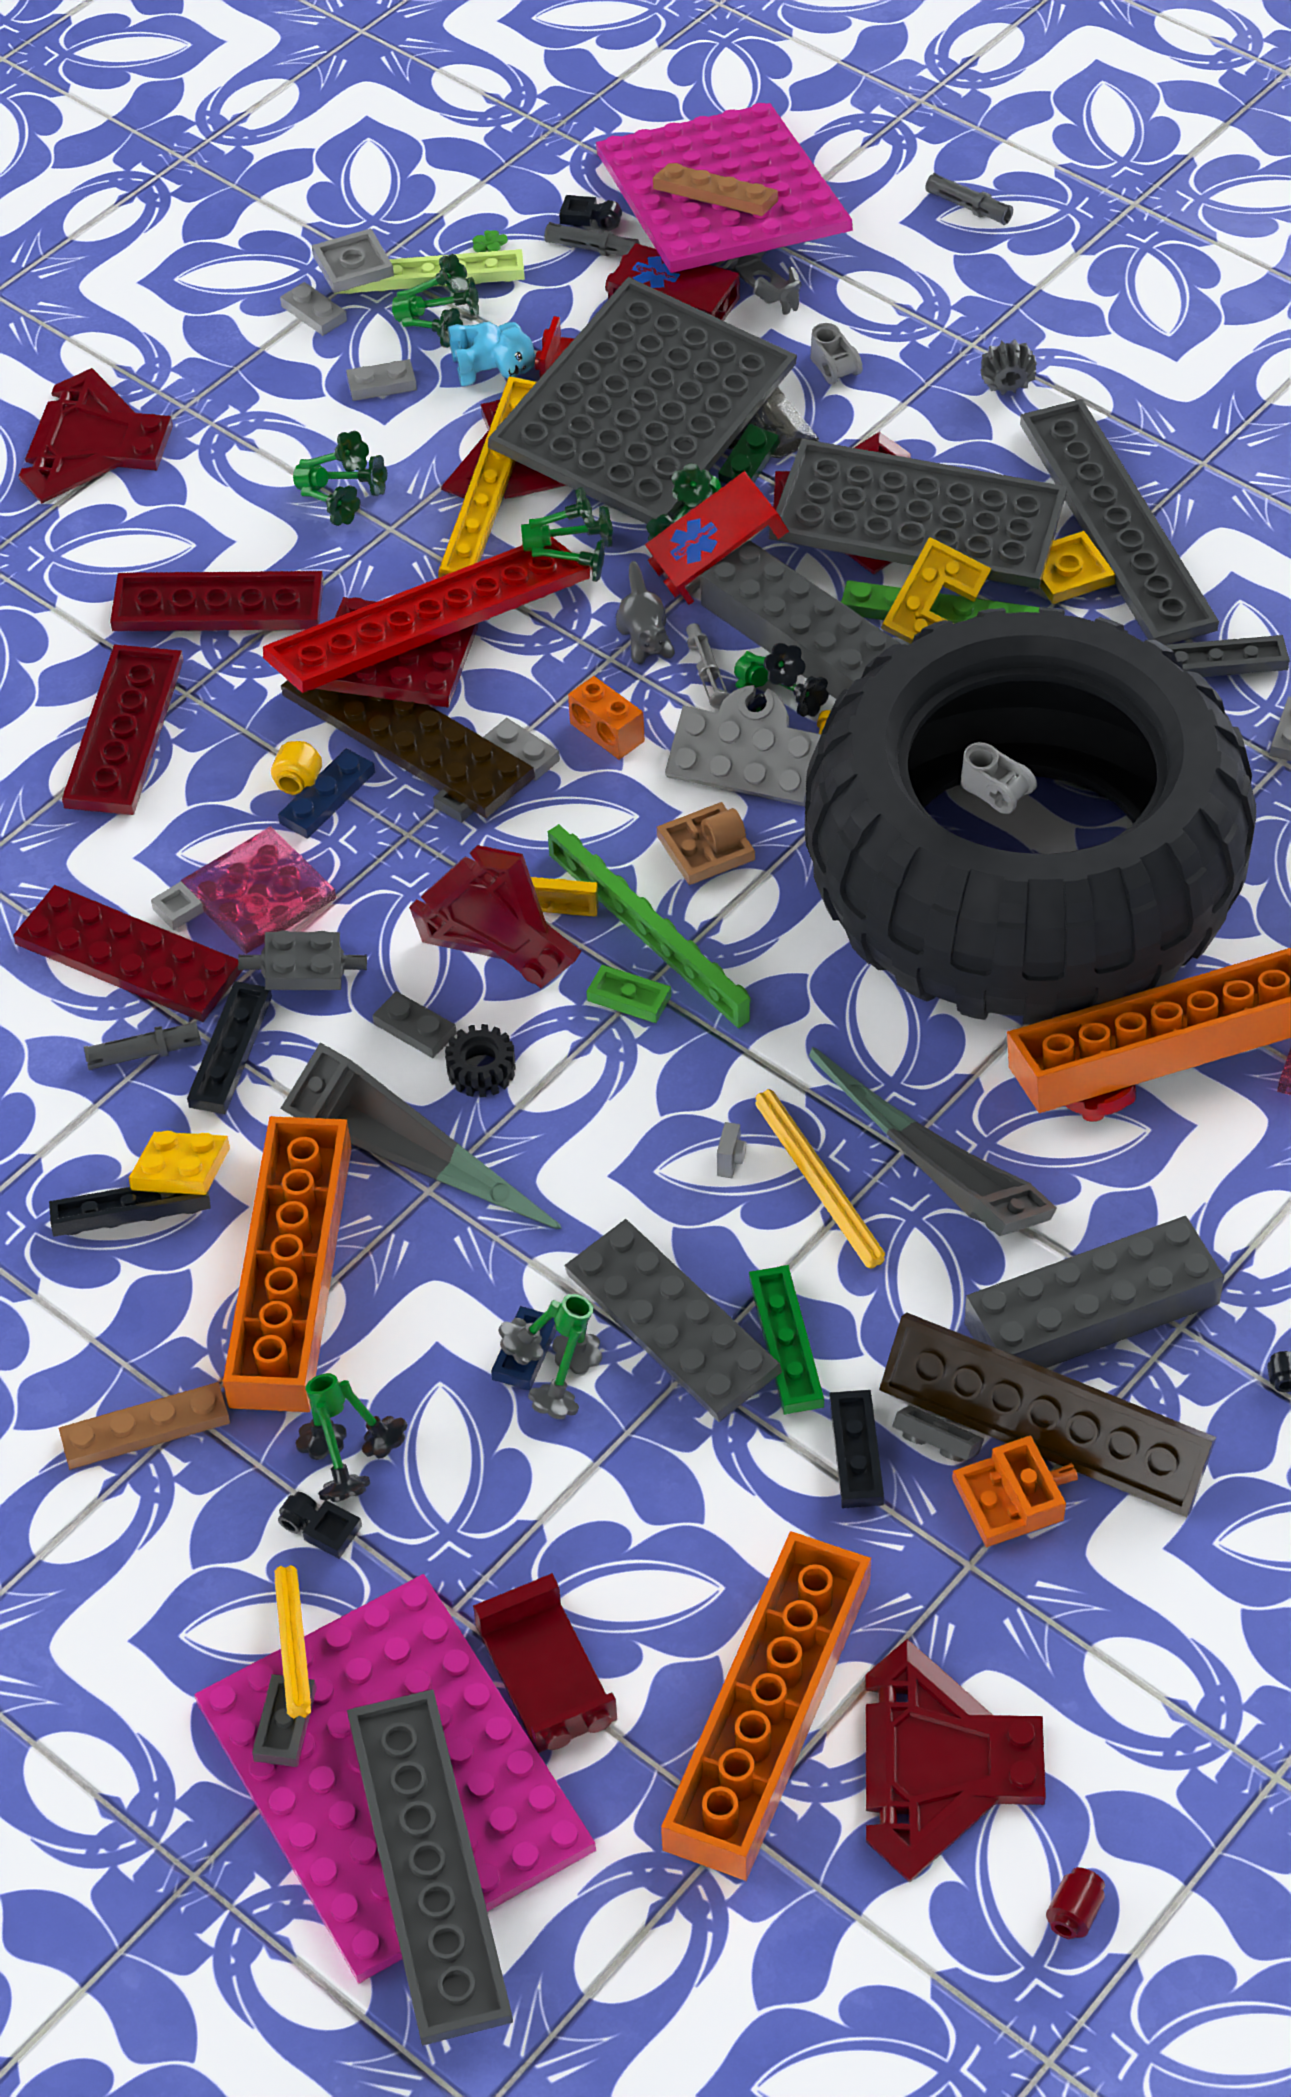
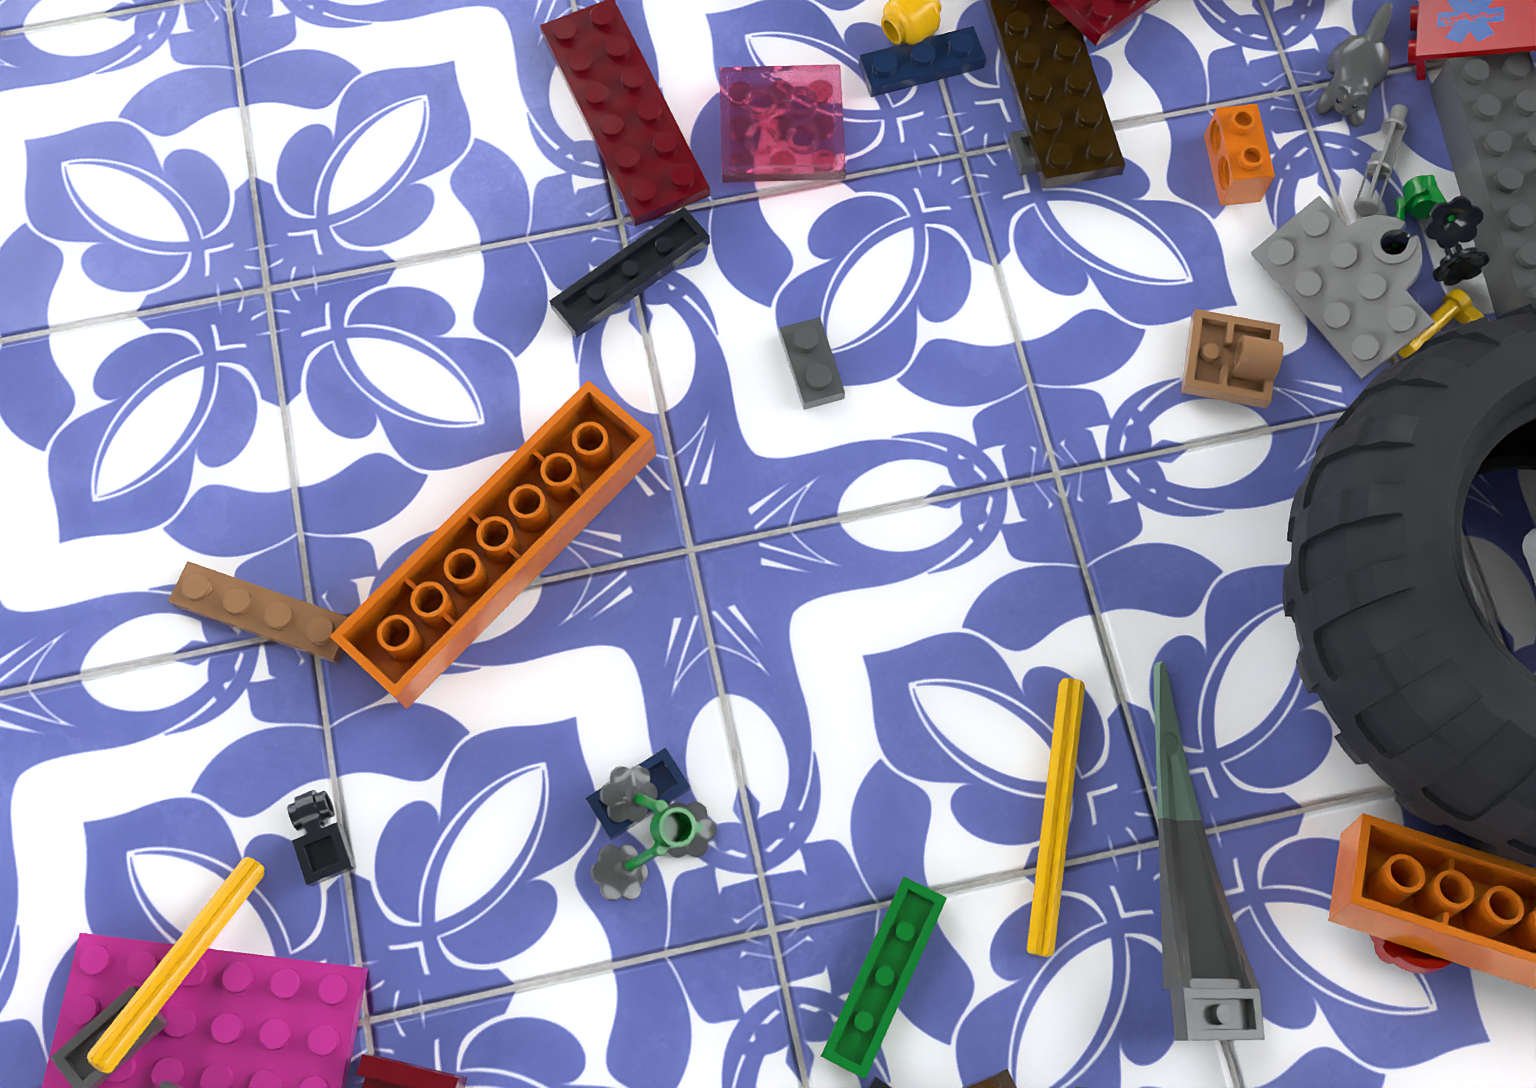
camera: 35 degrees right, 20 degrees up
(119, 1207) = (420, 375): black plate -> none
(143, 1045) = (574, 222): dark grey pin -> none
(177, 905) = (698, 91): light grey plate -> none
(179, 1163) = (491, 364): yellow plate -> none
(302, 961) = (760, 227): dark grey plate -> none
(324, 1437) = (393, 744): black plant -> none
(395, 1131) = (685, 413): dark grey plate -> none
(480, 1077) = (837, 423): black tyre -> none
(495, 913) = (953, 311): dark red plate -> none
(524, 746) = (1136, 132): light grey plate -> none
(567, 896) = (1046, 321): yellow plate -> none
(629, 993) = (1030, 474): bright green plate -> none
(650, 927) = (1108, 428): bright green plate -> none
(673, 1319) = (793, 874): dark grey plate -> none
(730, 1150) = (992, 723): light grey plate -> none

